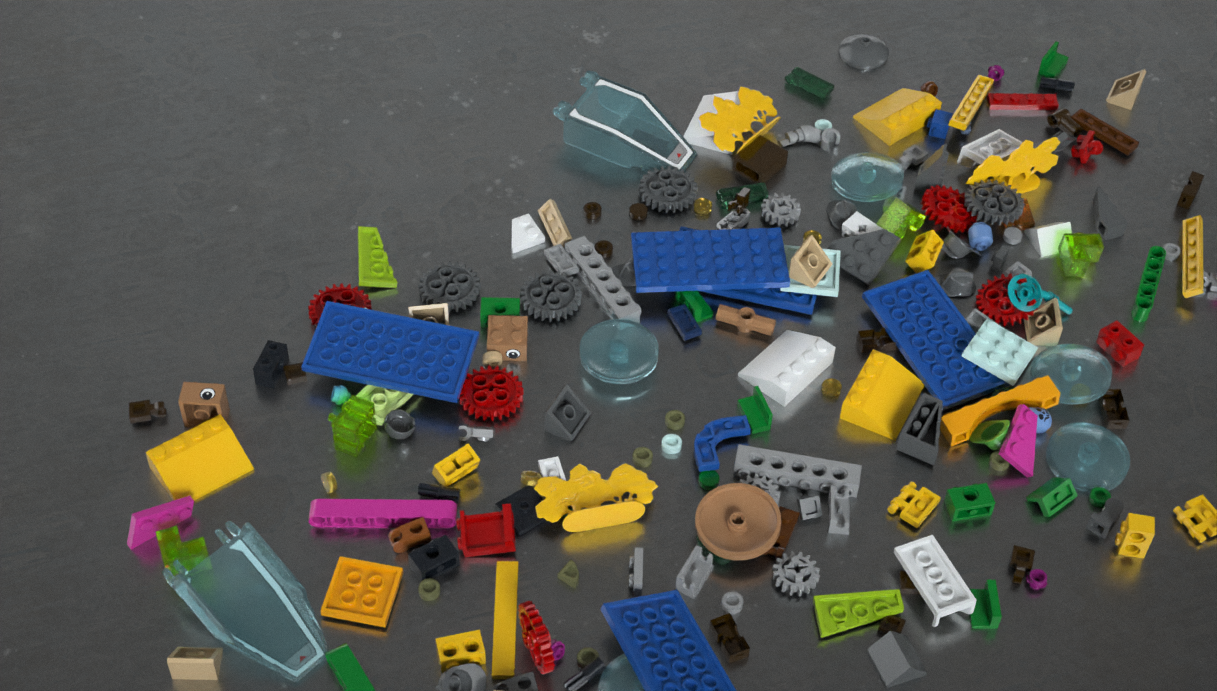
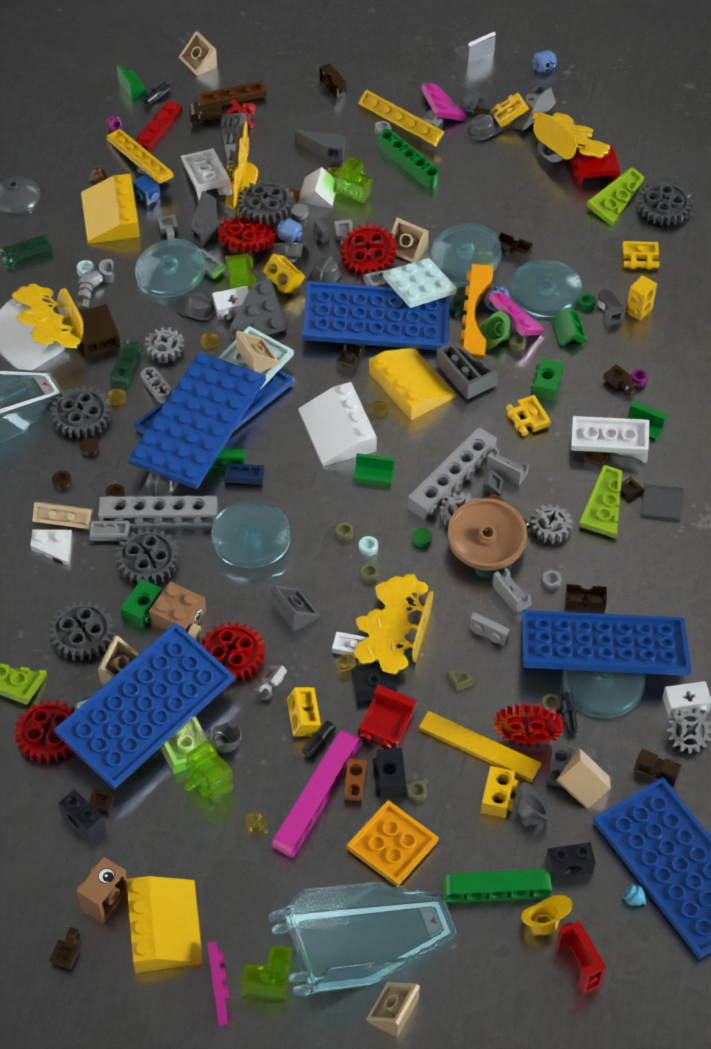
camera: 60 degrees left, 5 degrees up
(340, 395) = (155, 773): plate -> none
(714, 433) = (384, 517): blue plate -> none
(741, 201) = (140, 364): dark brown plate -> none
(745, 319) = (272, 429): medium nougat piece -> none
(1028, 291) = (386, 229): teal dish -> none
(1120, 343) = (455, 208): red brick -> none

